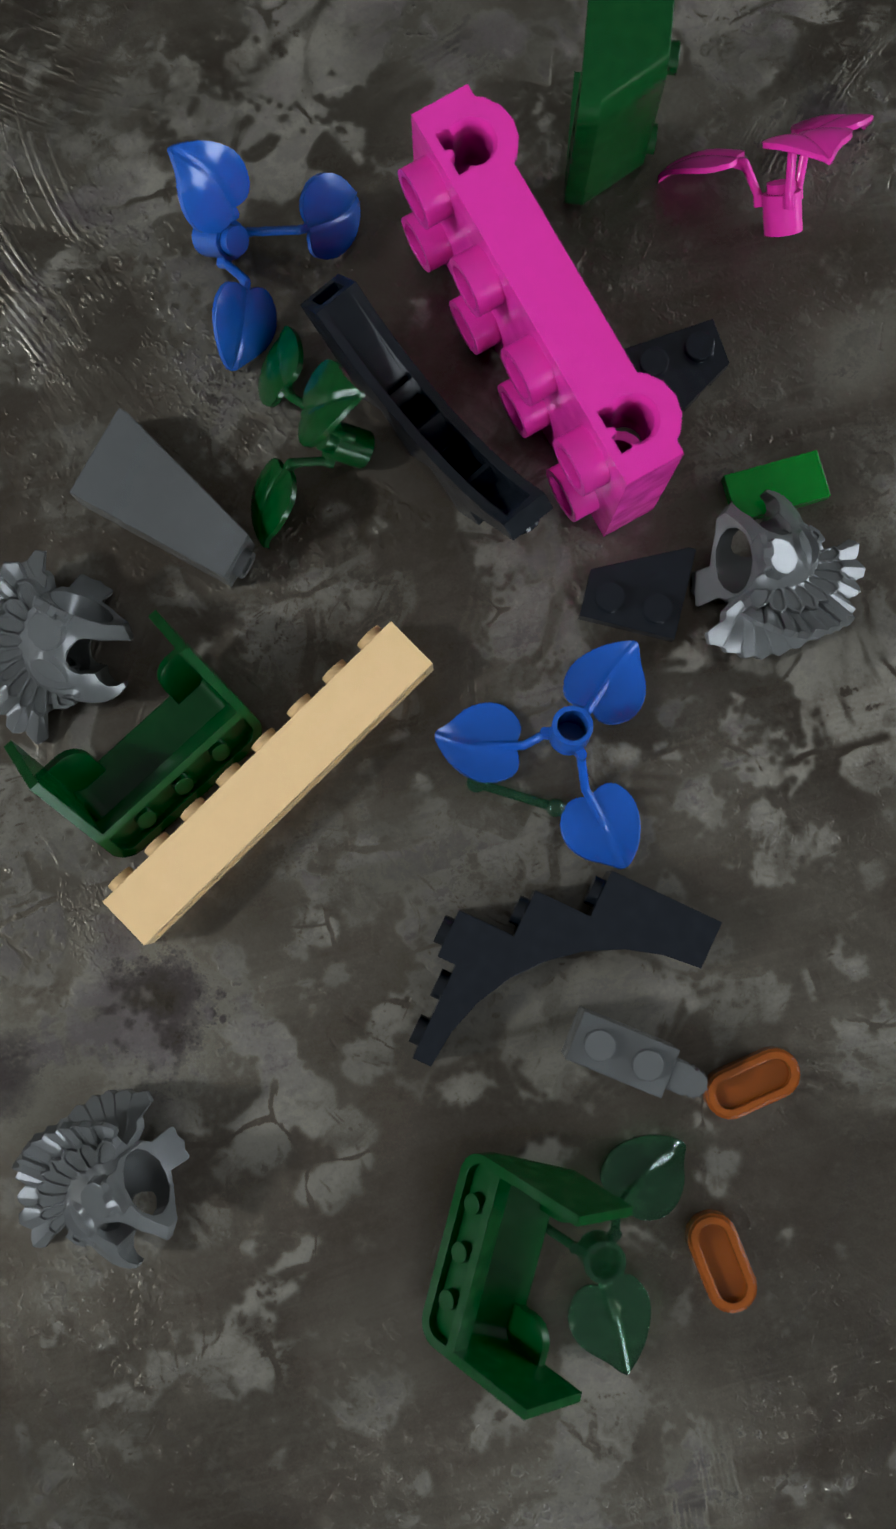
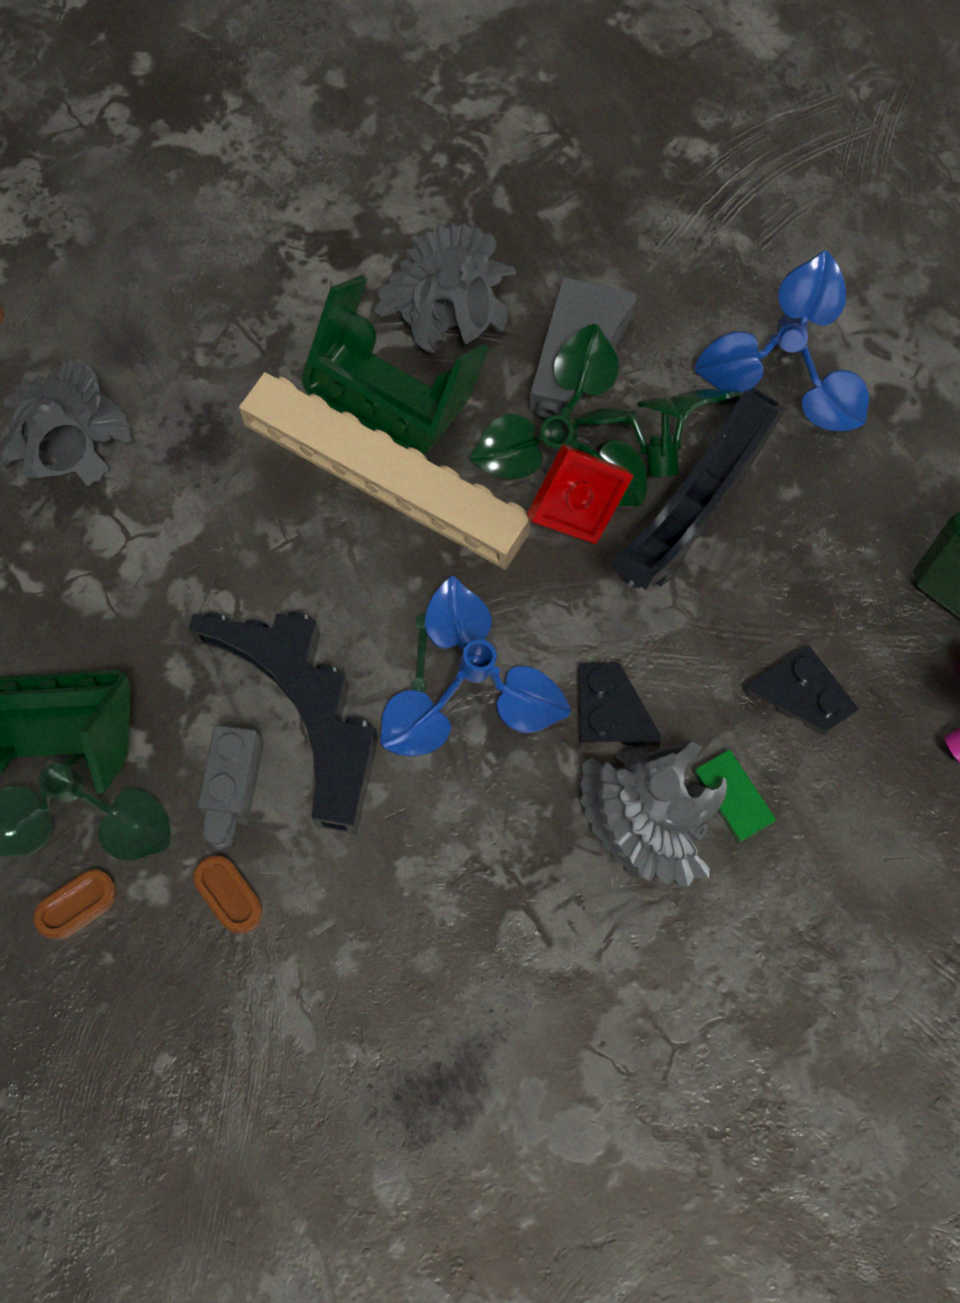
camera: 75 degrees right, 15 degrees down
(354, 508) = (583, 364): none -> dark green plant
(382, 554) = (579, 494): none -> red plate
(536, 313) = (783, 558): dark pink piece -> none

